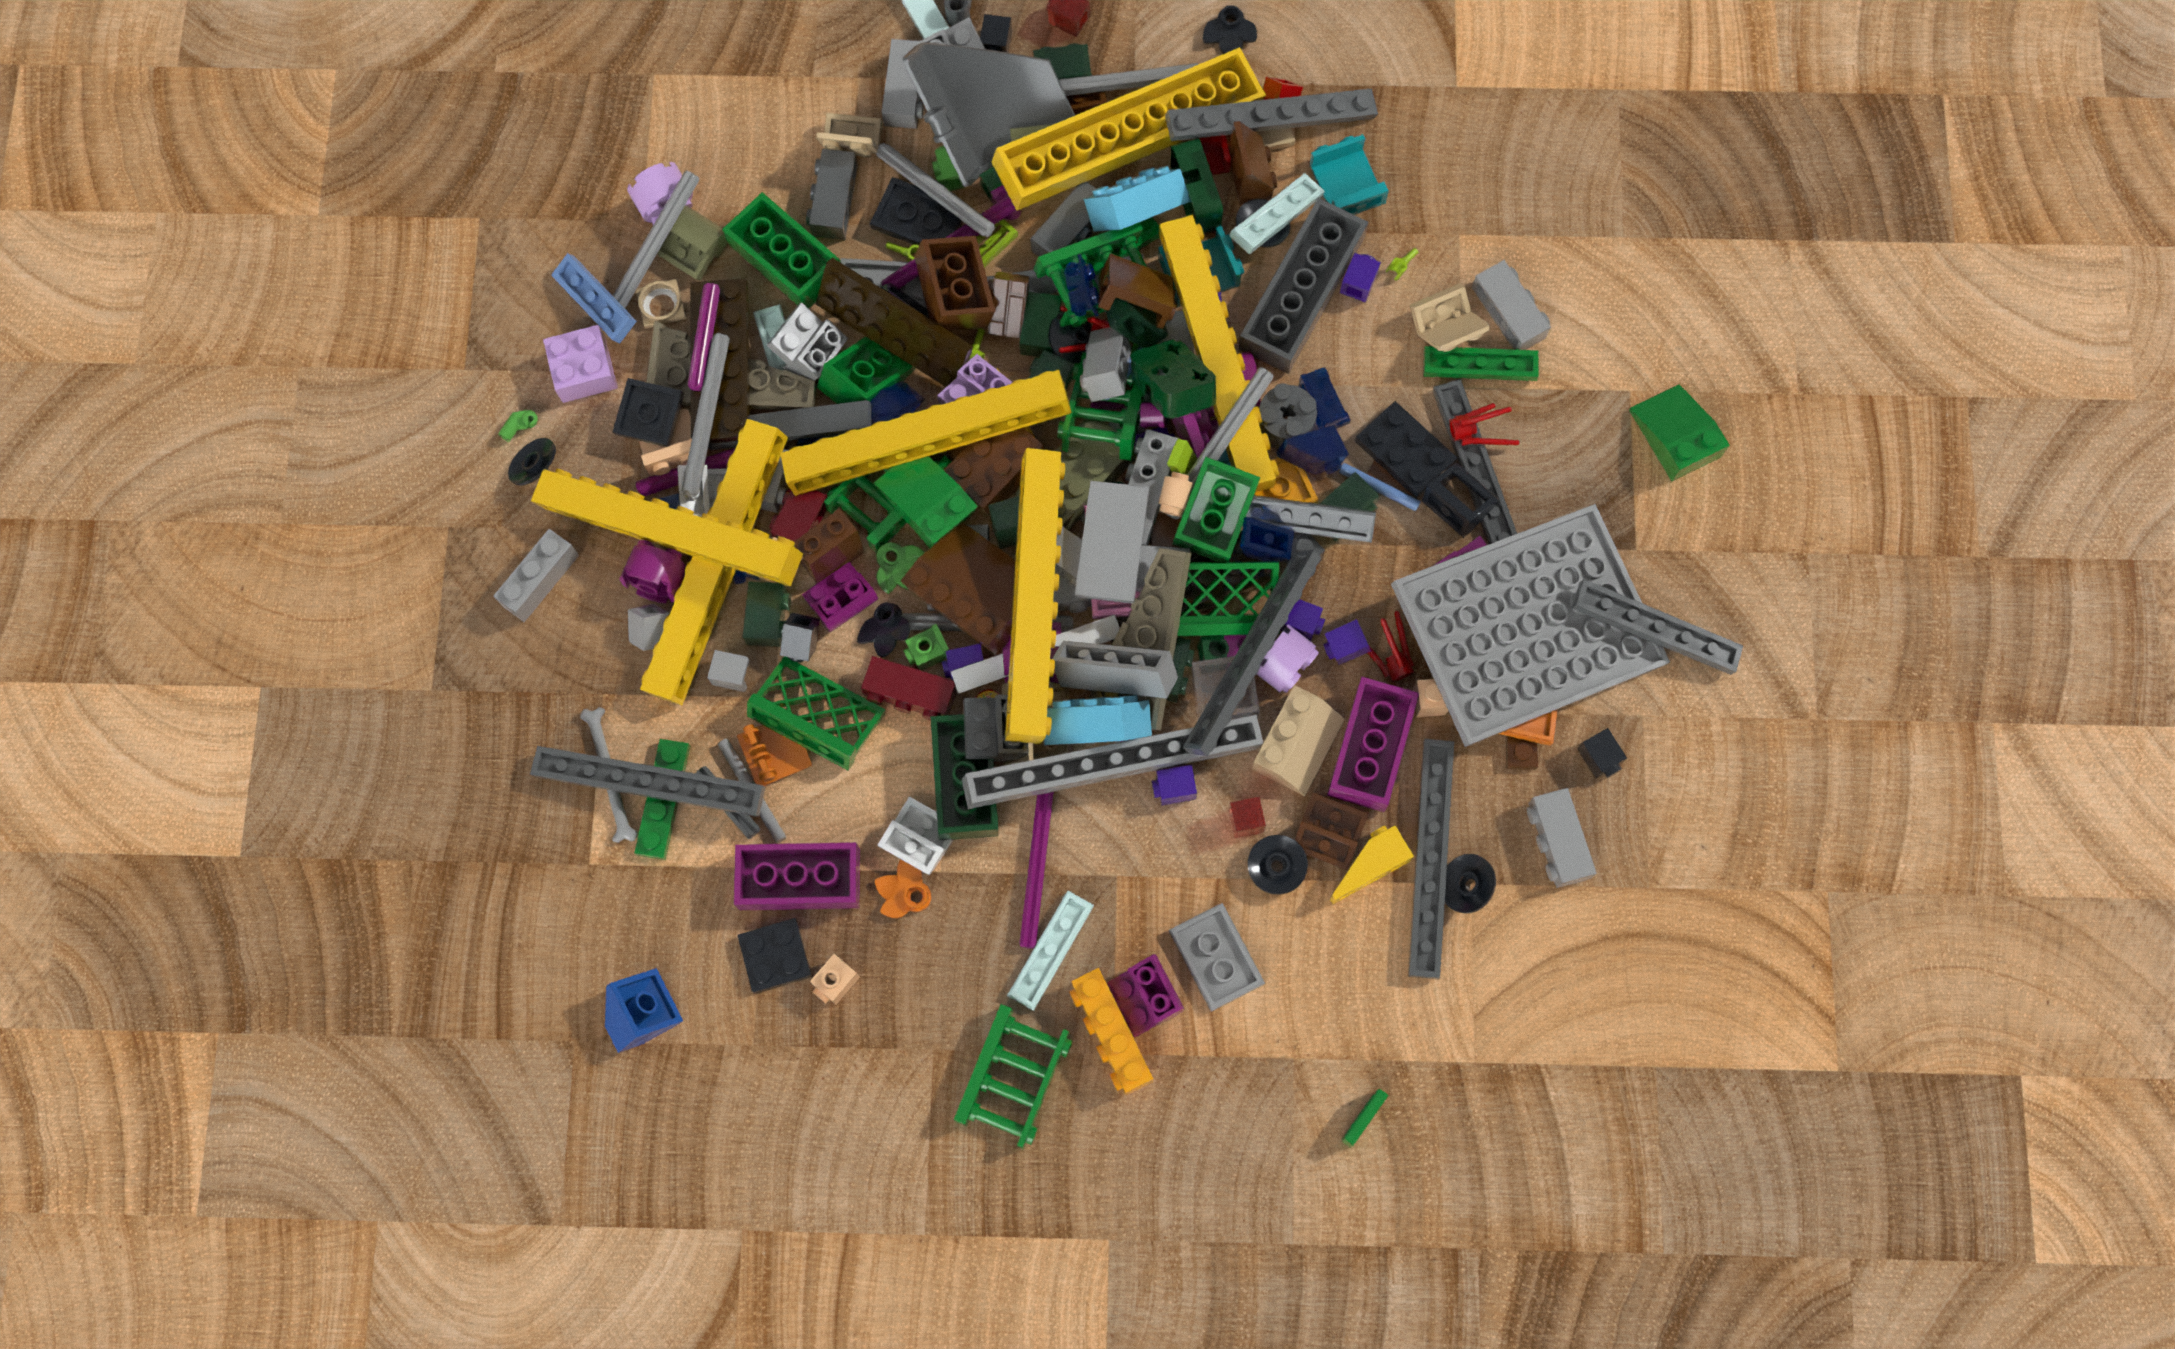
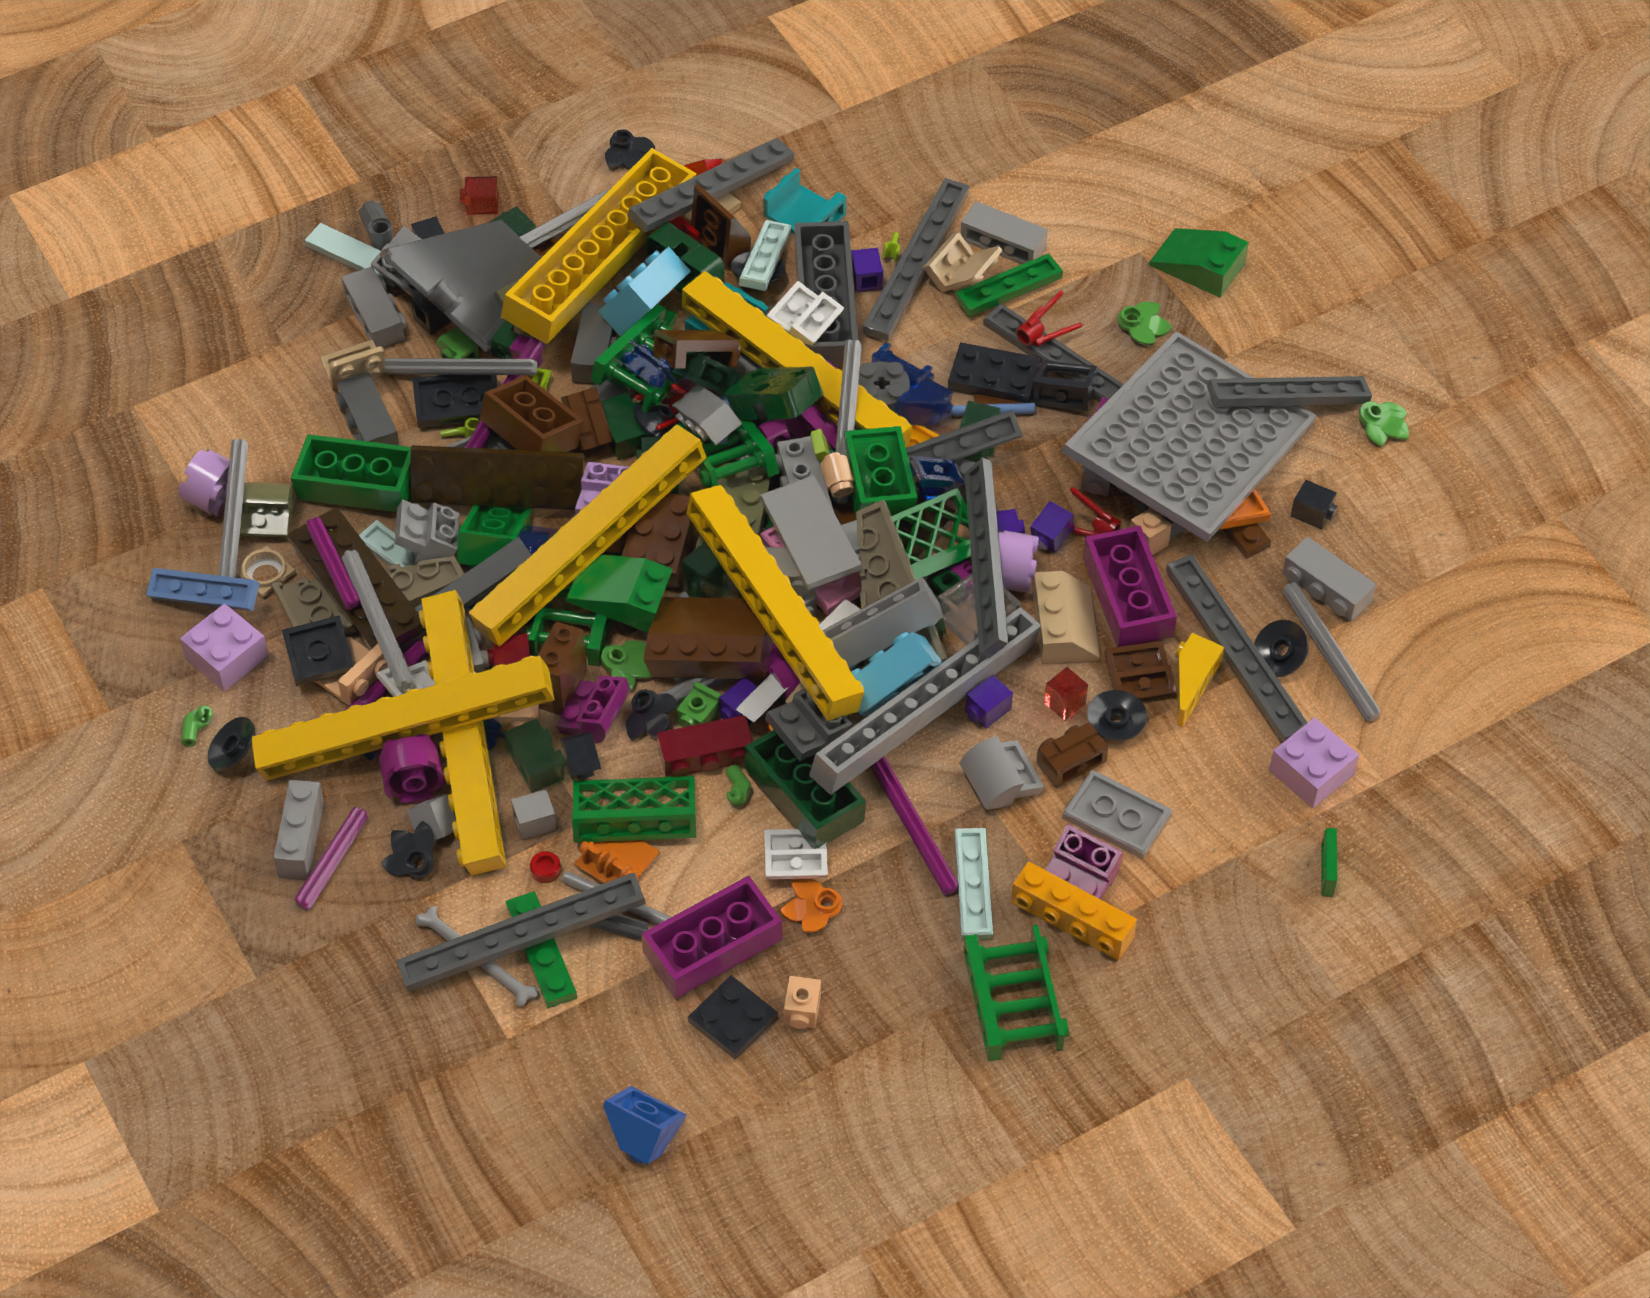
camera: 35 degrees left, 20 degrees down
(550, 614) = (331, 858): none -> magenta axle
(614, 644) = (409, 849): none -> black plate
(713, 723) = (545, 867): none -> red tile
(917, 743) = (741, 786): none -> bright green arm
(1140, 862) = (1000, 772): none -> light grey brick
(1213, 878) = (1071, 754): none -> reddish brown brick
(1261, 303) = (805, 313): none -> white slope
(1413, 288) = (919, 251): none -> dark grey plate
(1418, 1014) = (1313, 762): none -> lavender brick
(1515, 910) = (1332, 651): none -> light grey axle
(1582, 475) = (1143, 322): none -> bright green plate
(1733, 706) = (1383, 421): none -> bright green plate

